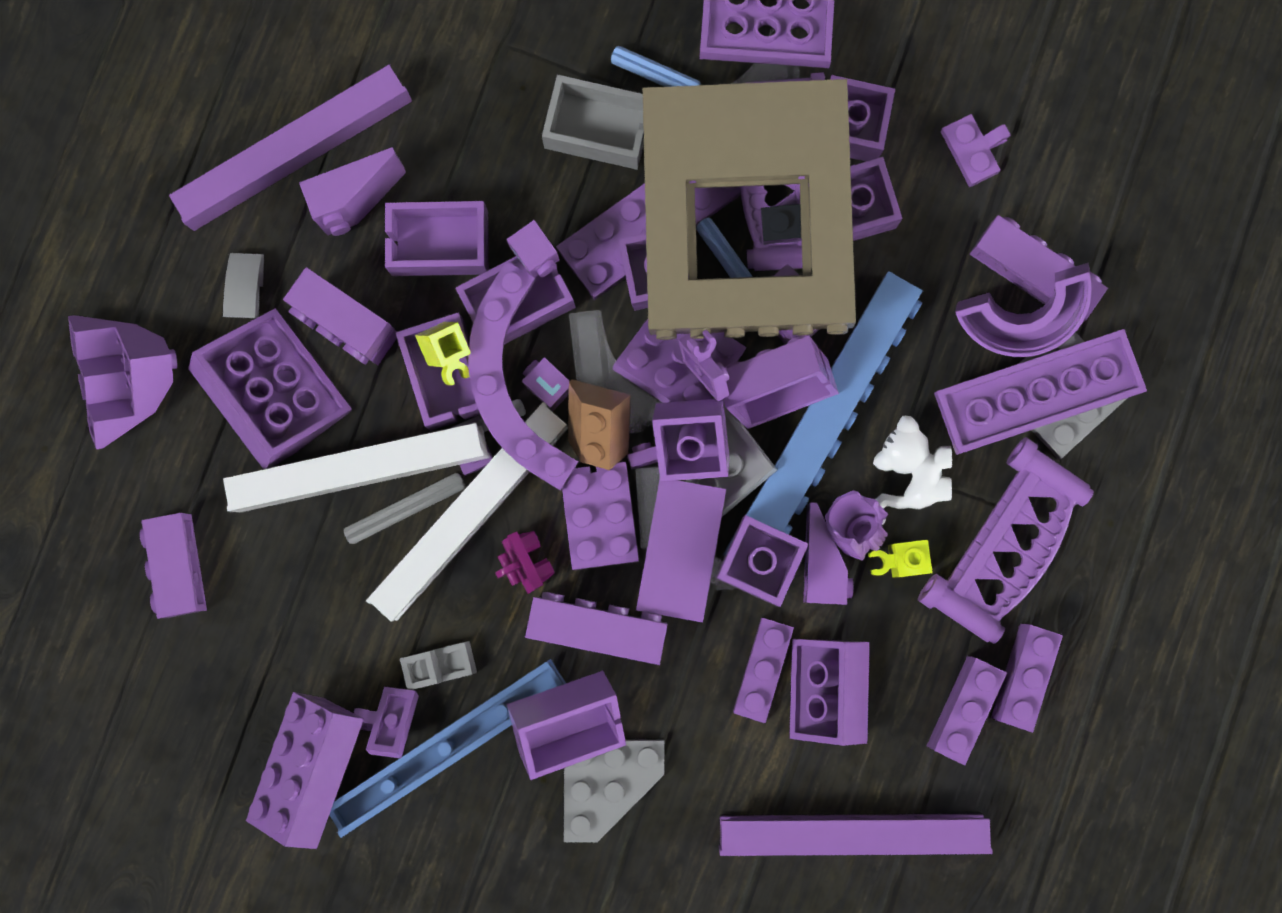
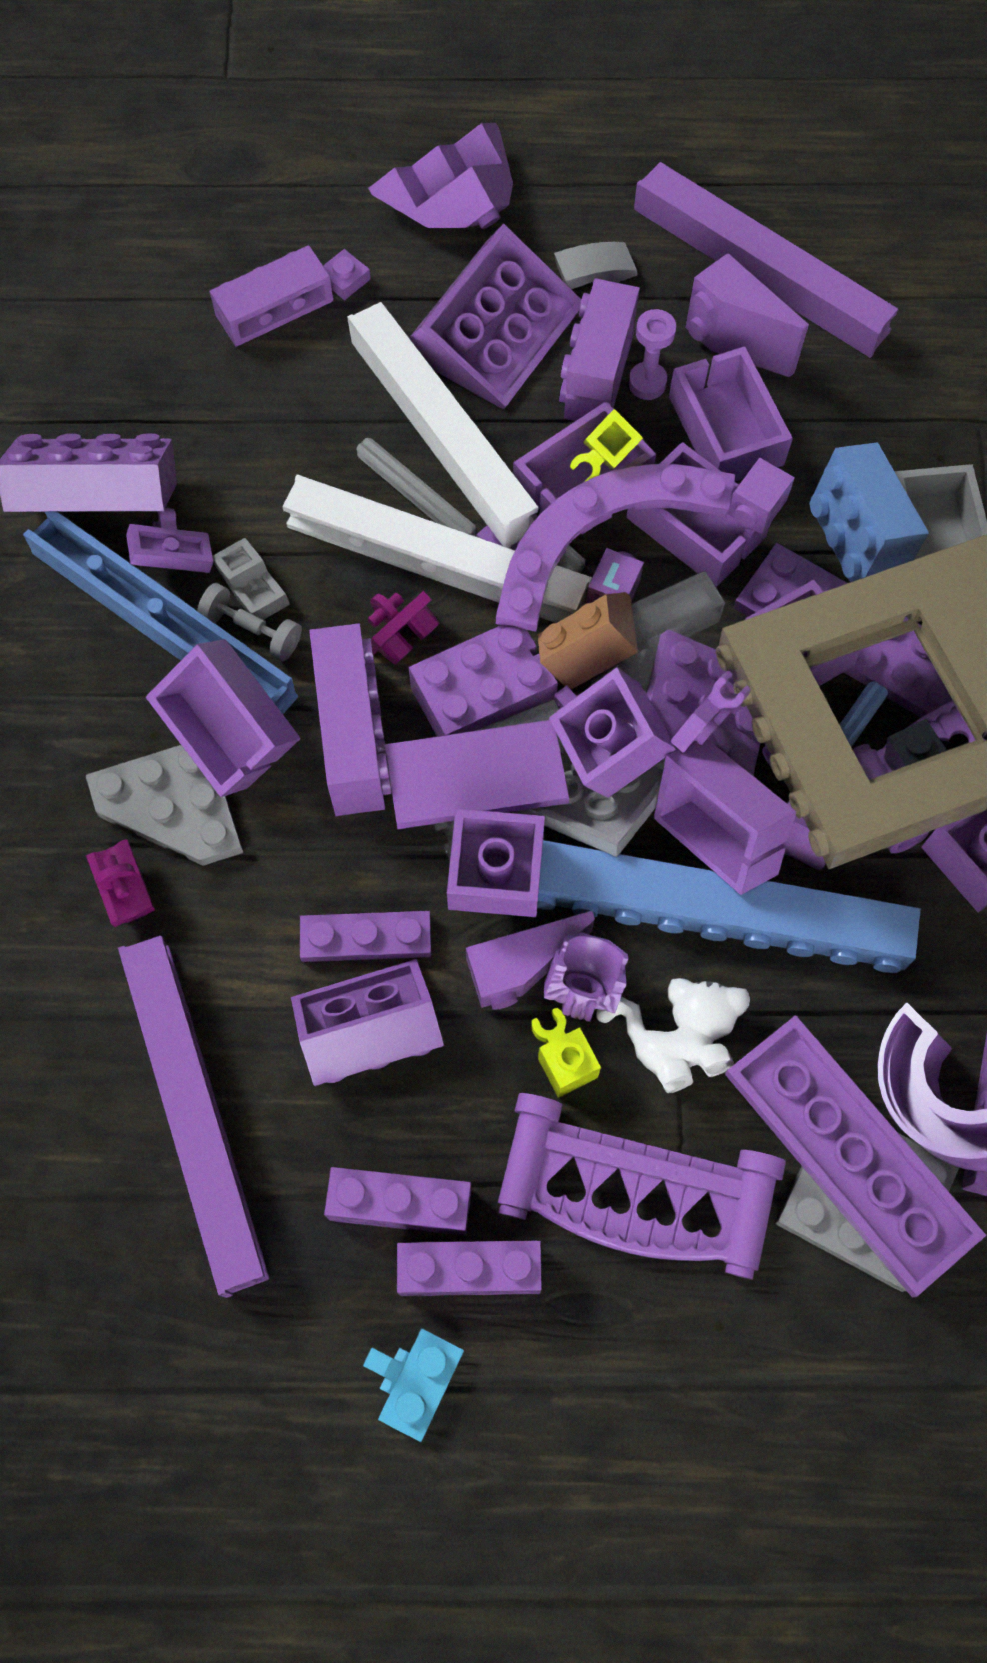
camera: 65 degrees right, 15 degrees down
(170, 496) = (346, 274): none -> medium lavender plate
(358, 274) = (654, 331): none -> medium lavender wheel
(453, 700) = (284, 640): none -> light grey wheel
(571, 173) = (866, 512): none -> medium blue brick
(665, 839) = (120, 883): none -> magenta hips
(1082, 737) = (415, 1382): none -> medium azure hinge

